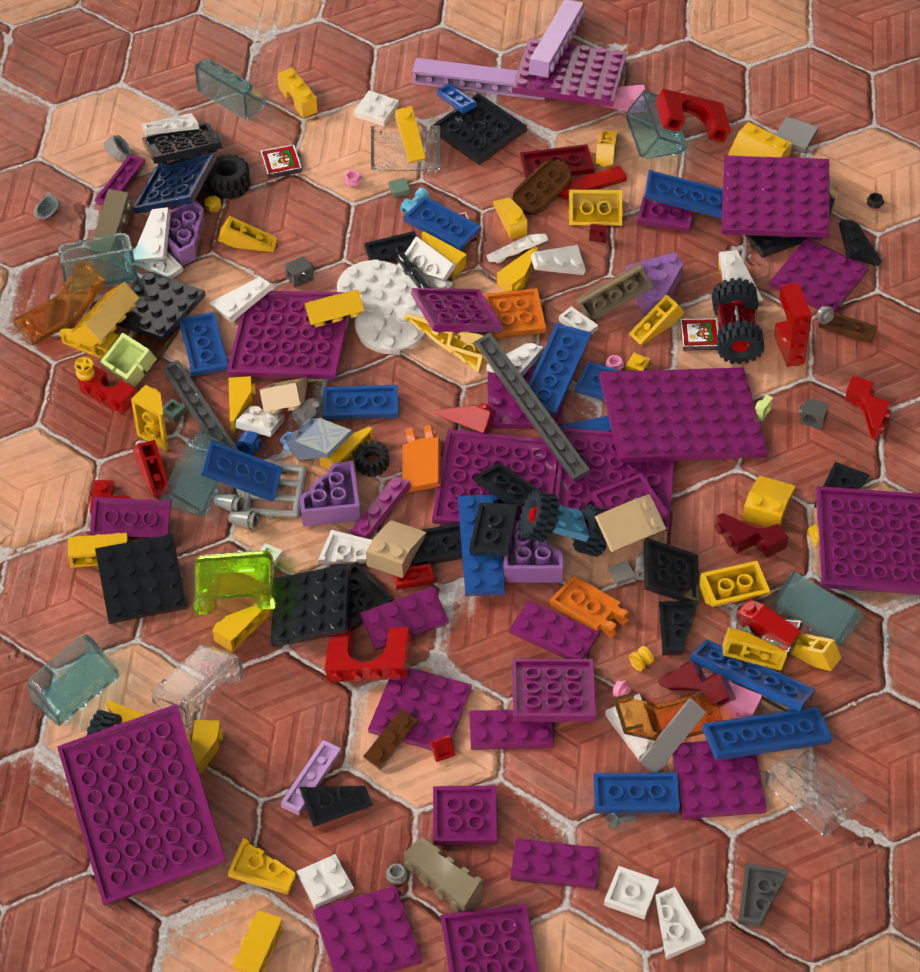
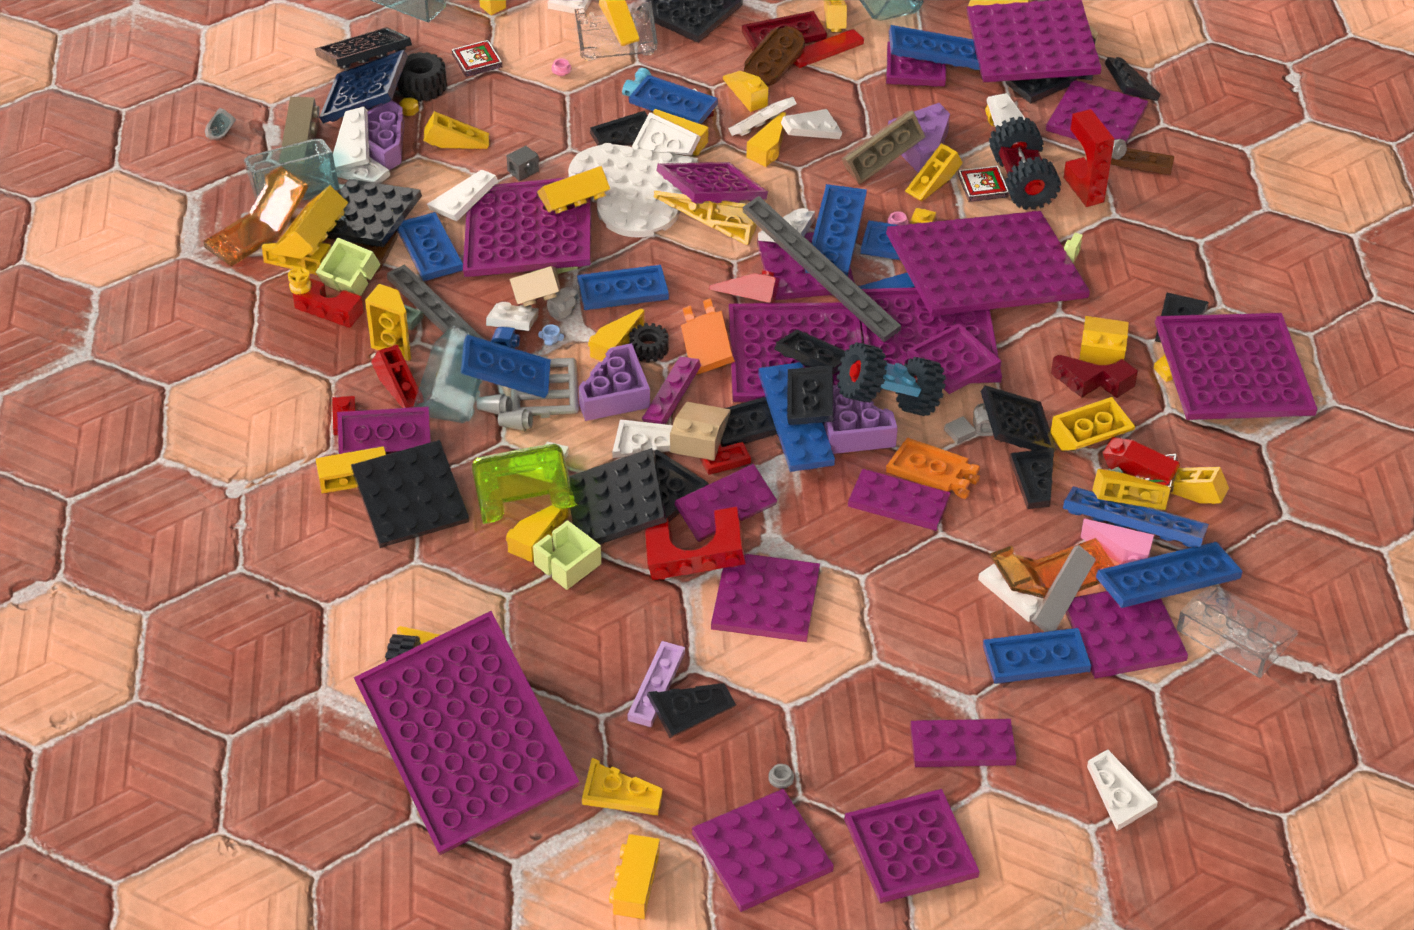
camera: 10 degrees left, 5 degrees down
(71, 680) = (350, 610): clear light blue windscreen -> none
(117, 148) = (288, 60): light grey rock -> none
(122, 177) = (301, 87): magenta plate -> none
(173, 124) = (345, 32): white wing -> none
(196, 680) = (502, 589): clear windscreen -> none
(206, 741) = (527, 652): yellow slope -> none
(239, 397) = (483, 294): yellow slope -> none
(265, 653) = (573, 555): none -> yellowish green piece
(317, 439) = (584, 326): sand blue slope -> none
(325, 881) = (698, 795): white plate -> none
(390, 739) = (741, 631): reddish brown plate -> none
(399, 187) = (615, 72): sand green tile -> none
(410, 269) = (639, 139): black pin -> none
(442, 748) = (802, 634): red tile -> none
(443, 876) = (839, 770): dark tan wedge -> none
(464, 815) = (846, 703): magenta plate -> none
(497, 731) = (875, 605): magenta plate -> none
(518, 312) = (781, 178): orange plate -> none
(553, 690) = (916, 557): magenta plate -> none
(575, 319) = (841, 178): white plate -> none
(595, 207) = (837, 69): yellow slope -> none
(598, 233) = (847, 95): dark red plate -> none
(613, 817) = (1017, 684): clear light blue hand -> none
(621, 688) = (991, 546): bright pink plate -> none
(630, 523) = (965, 370): tan slope -> none
(631, 892) = (1059, 762): white plate -> none
(641, 658) = (1006, 514): yellow wheel -> none
(691, 678) = (1069, 527): dark red arch -> none
(758, 892) = (1204, 744): dark grey wing -> none
(813, 413) = (1129, 247): dark grey brick -> none
(817, 609) = (1190, 437): clear light blue windscreen -> none
(874, 409) = (1193, 237): red arch -> none
(875, 200) = (1137, 37): black plate -> none

